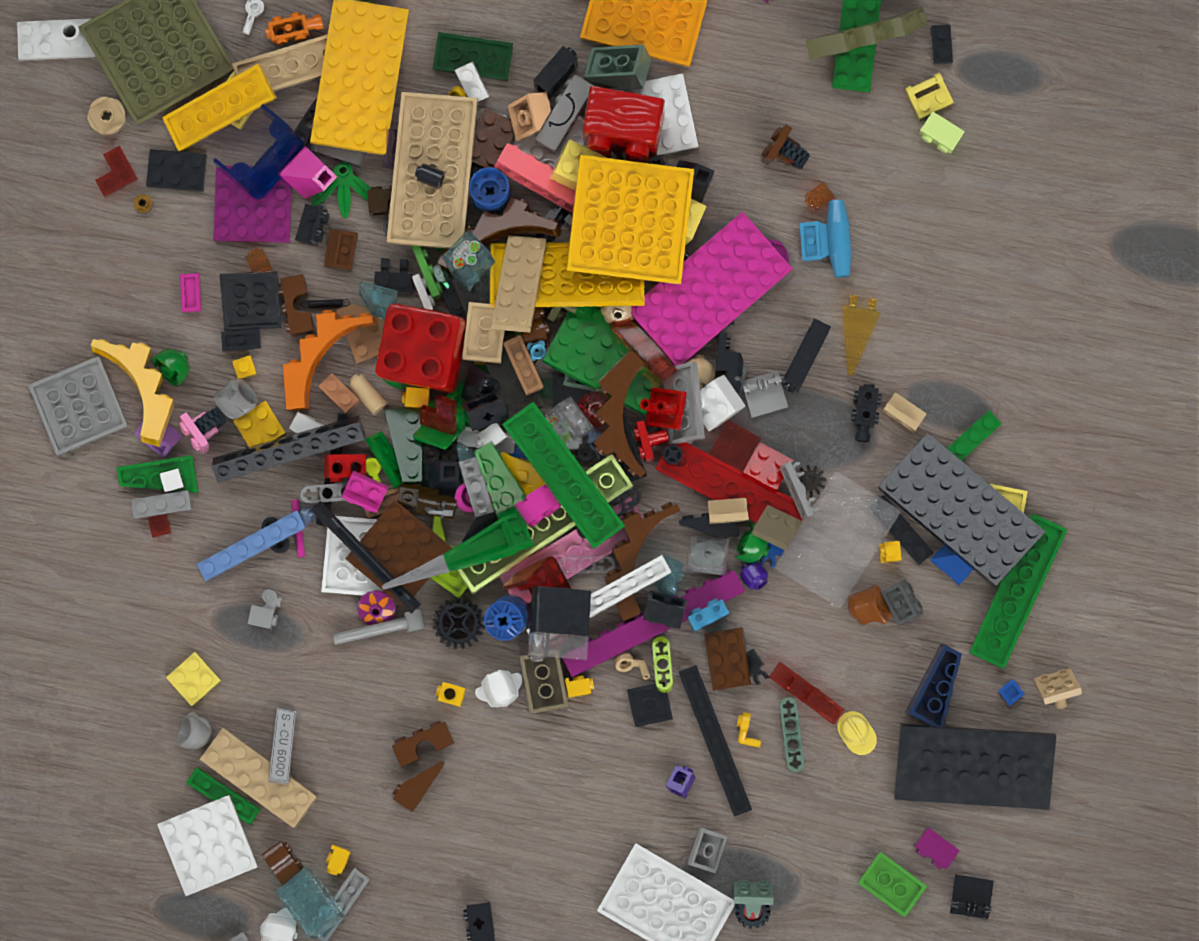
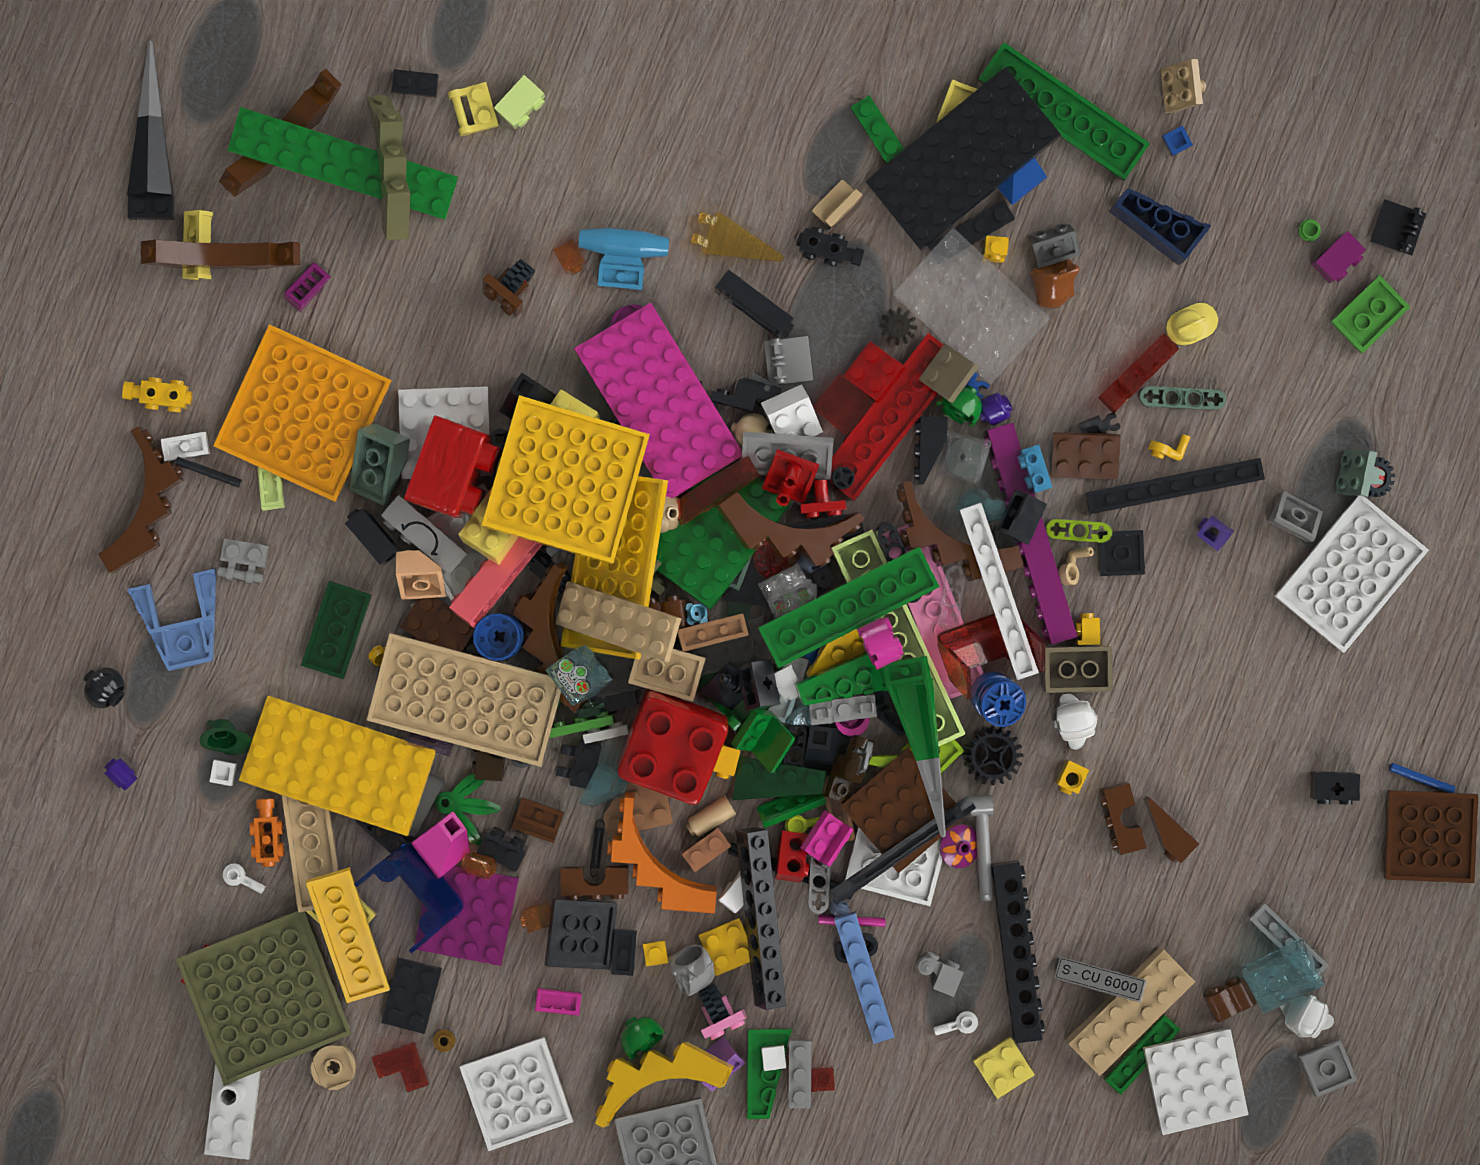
camera: 80 degrees left, 5 degrees up
(107, 271) = (516, 1093): none -> white plate
(194, 732) = (1065, 1076): light grey piece -> none
(227, 640) = (965, 1022): none -> white plate
(227, 687) = (1034, 1029): none -> black brick
(294, 207) = (479, 865): none -> clear orange brick
(337, 860) = (1236, 936): yellow brick -> none
(430, 175) = (473, 703): black brick -> none
(441, 418) = (755, 735): clear red plate -> none
(472, 81) = (367, 636): white plate -> none
(559, 623) = (1019, 641): black door -> none
(727, 511) = (919, 426): tan panel -> none
(798, 490) = (909, 341): light grey plate -> none
(955, 820) = (1309, 230): none -> bright green plate
(975, 766) = (1255, 196): black plate -> none

